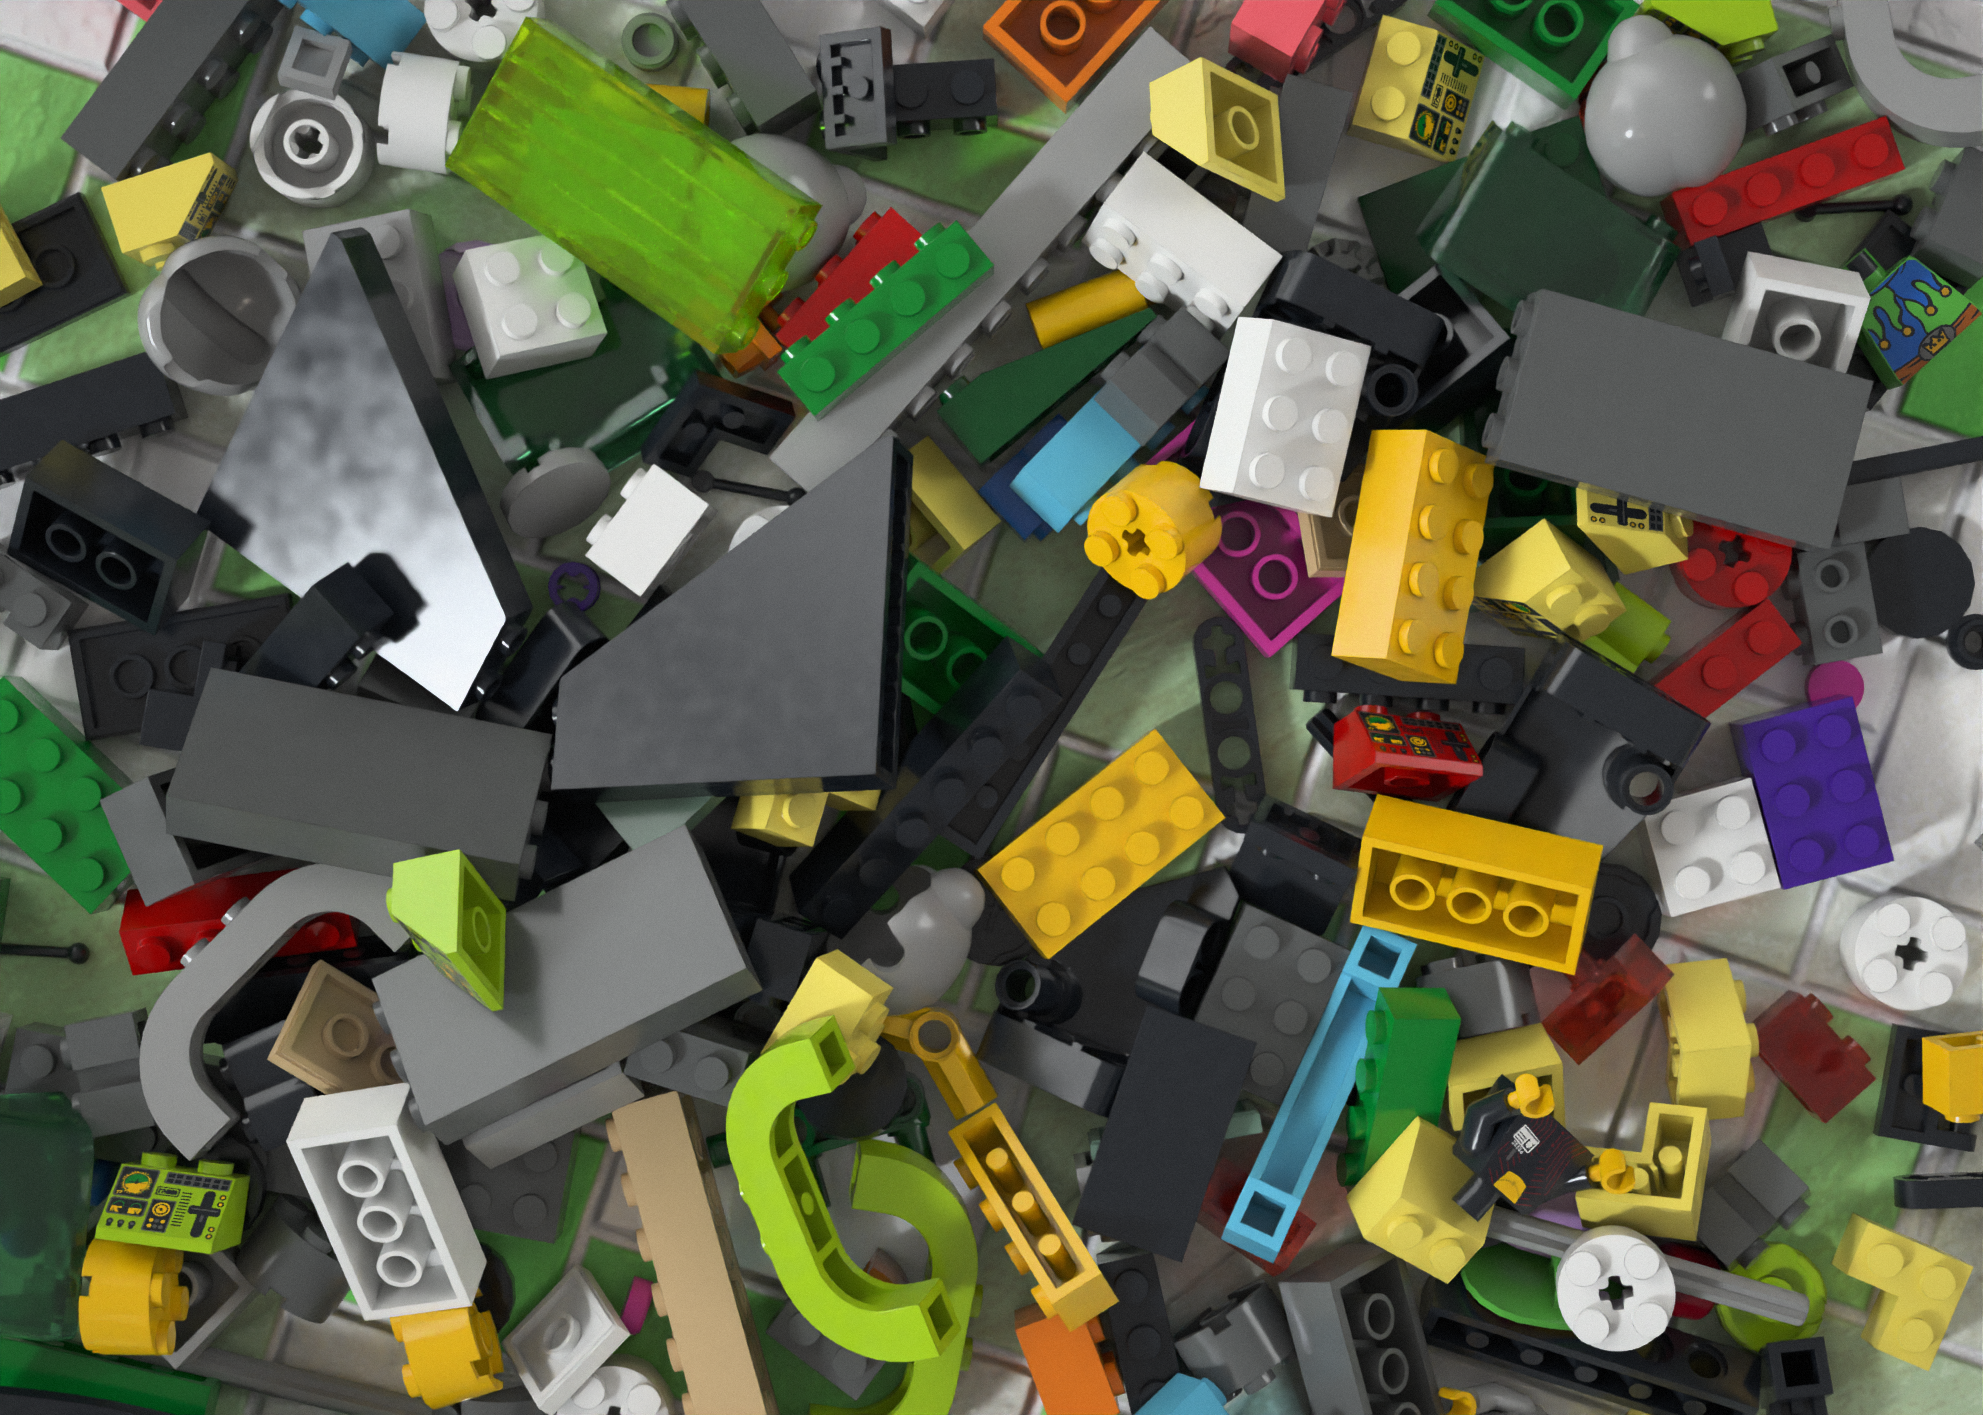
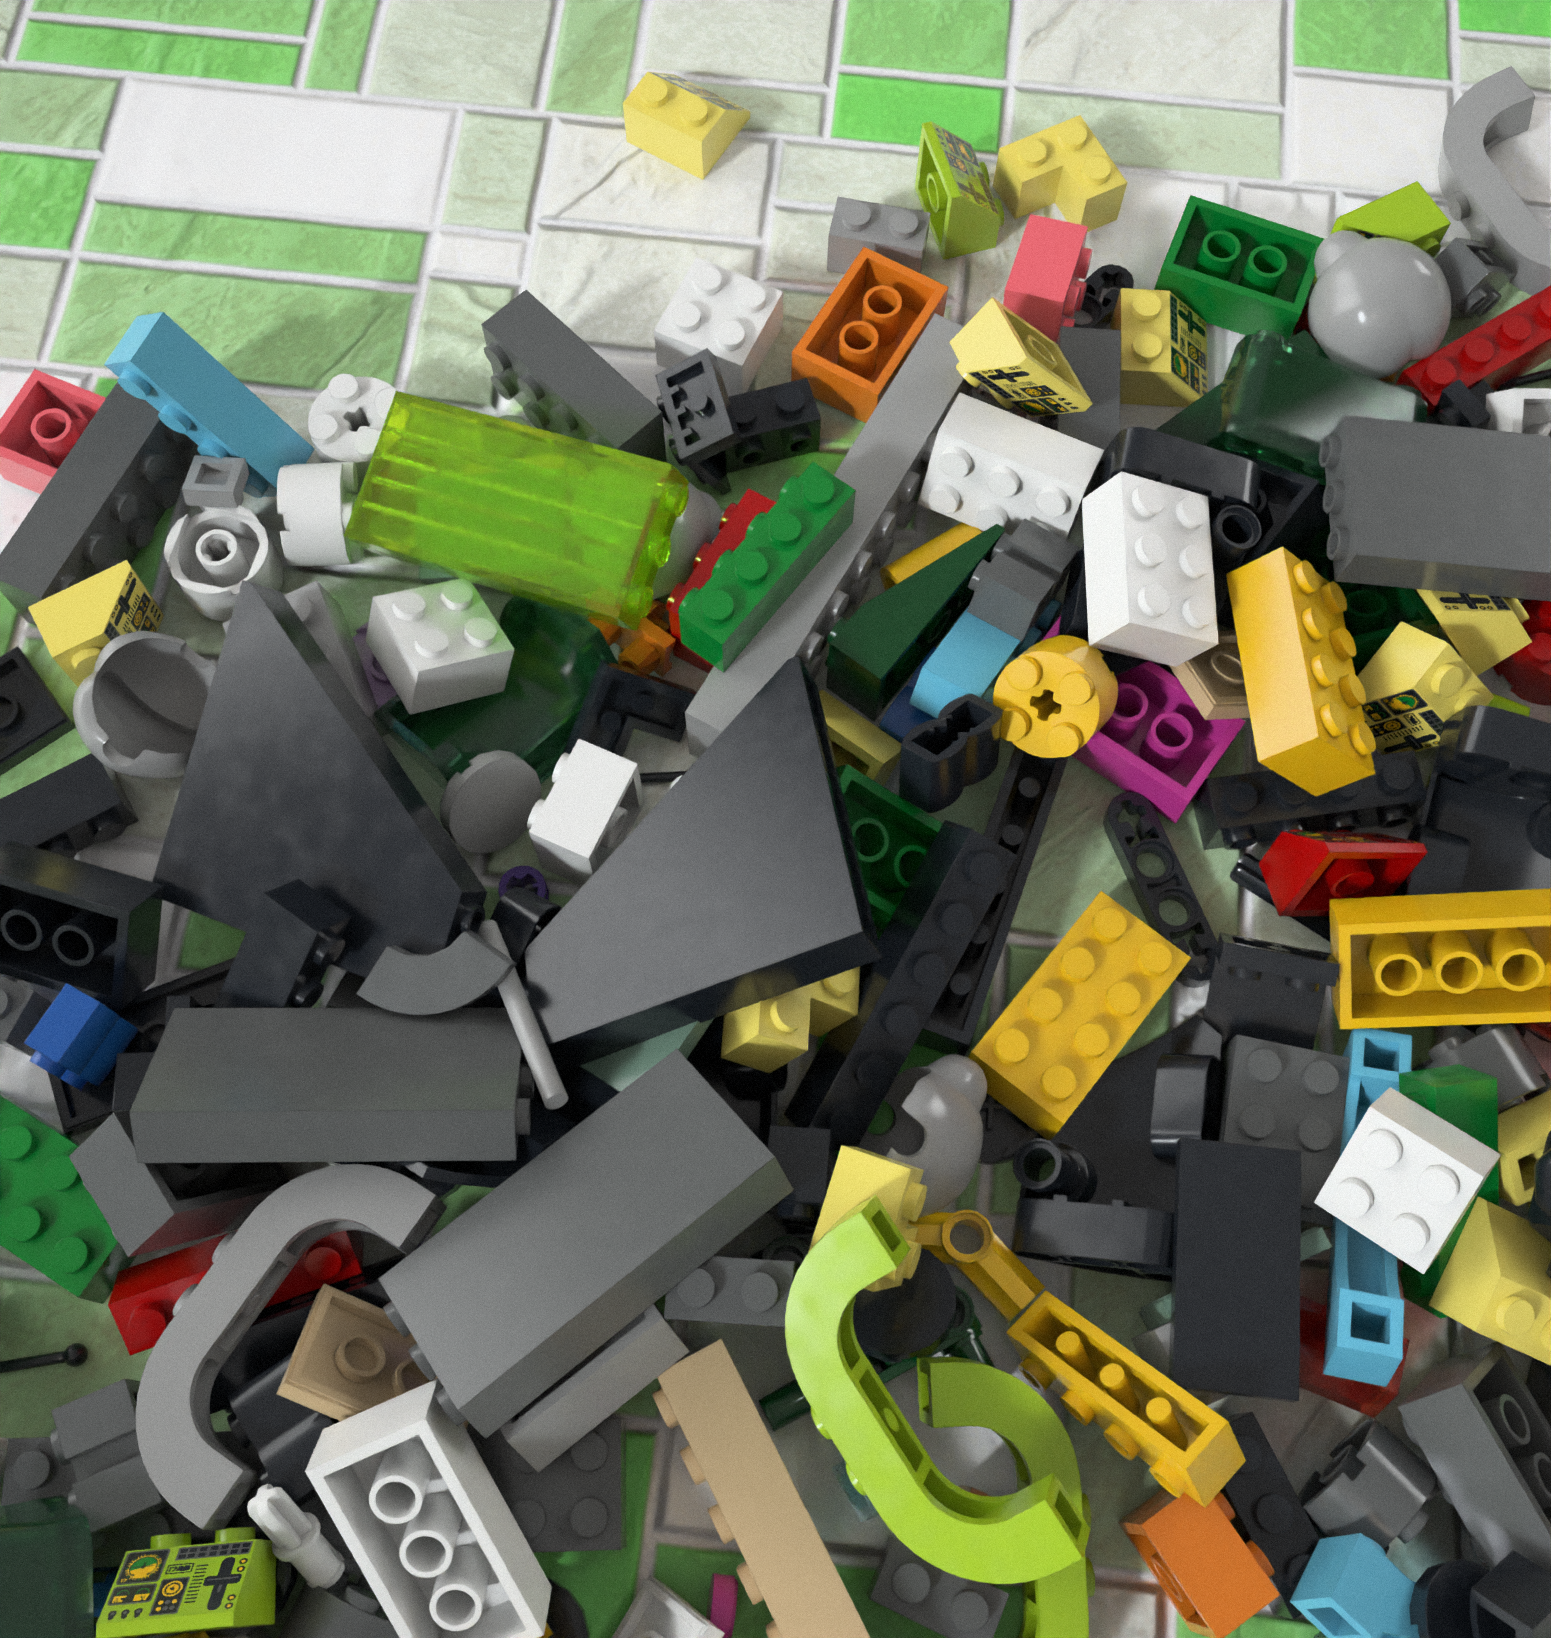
camera: 15 degrees left, 20 degrees down
(114, 666) = (79, 1038): none -> blue brick
(269, 1179) = (296, 1536): none -> white axle
(453, 921) = (452, 1183): lime slope -> none
(468, 698) = (437, 980): none -> dark grey tile
(544, 749) = (526, 1026): none -> light grey bar
(1028, 568) = (950, 753): none -> black brick
(1344, 1092) = (1406, 1179): none -> white brick

